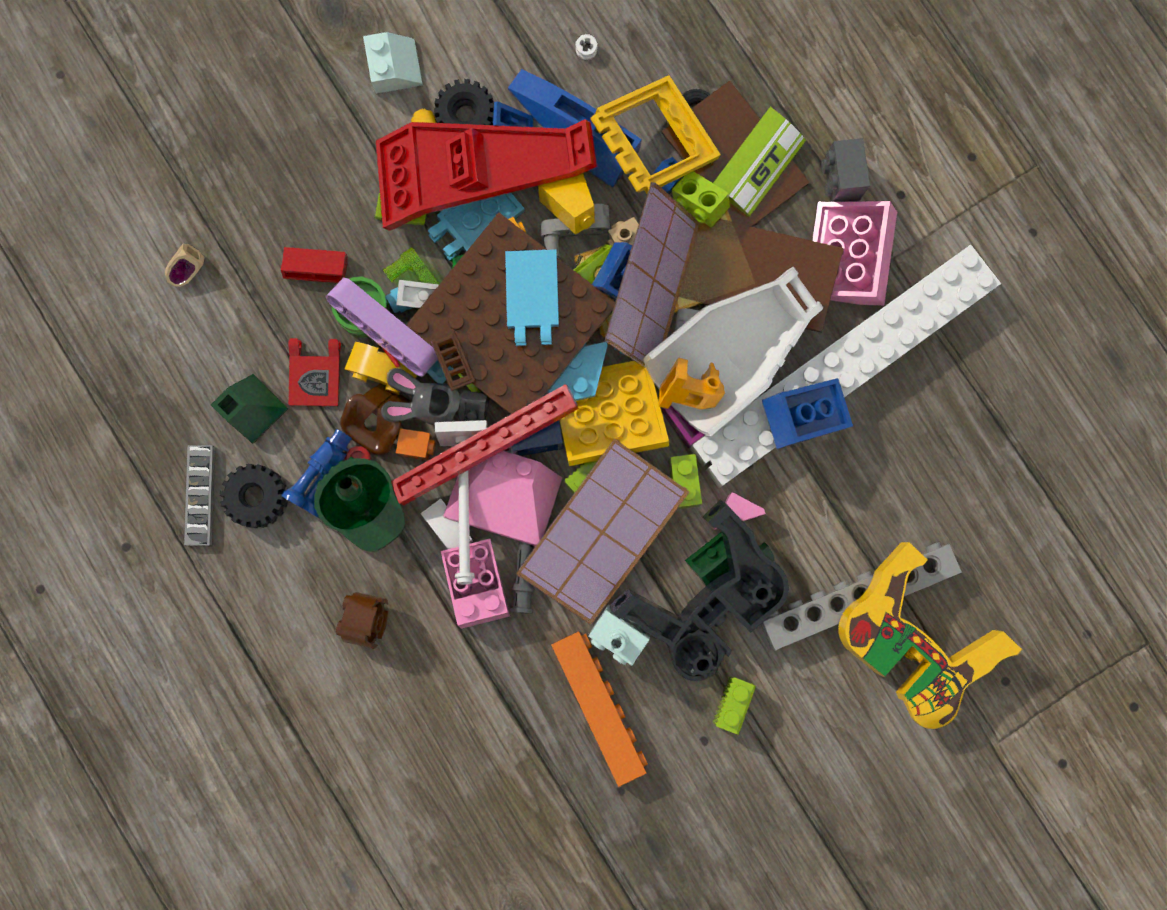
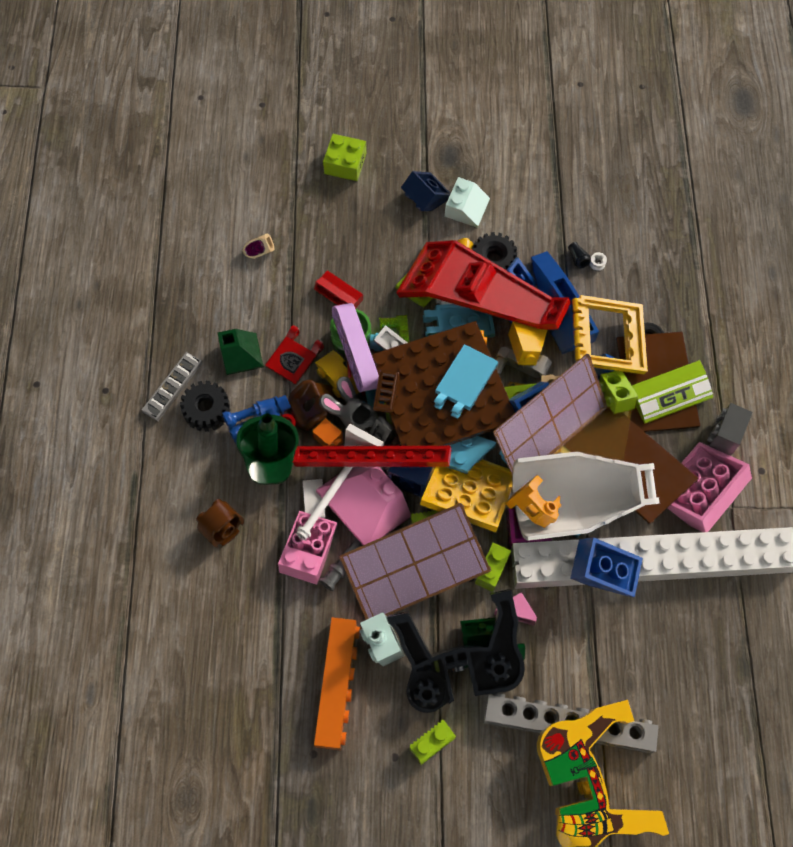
camera: 35 degrees right, 15 degrees down
(209, 88) = (344, 157): none -> lime brick
(334, 74) = (425, 190): none -> dark blue slope
(561, 52) = (579, 255): none -> black cone

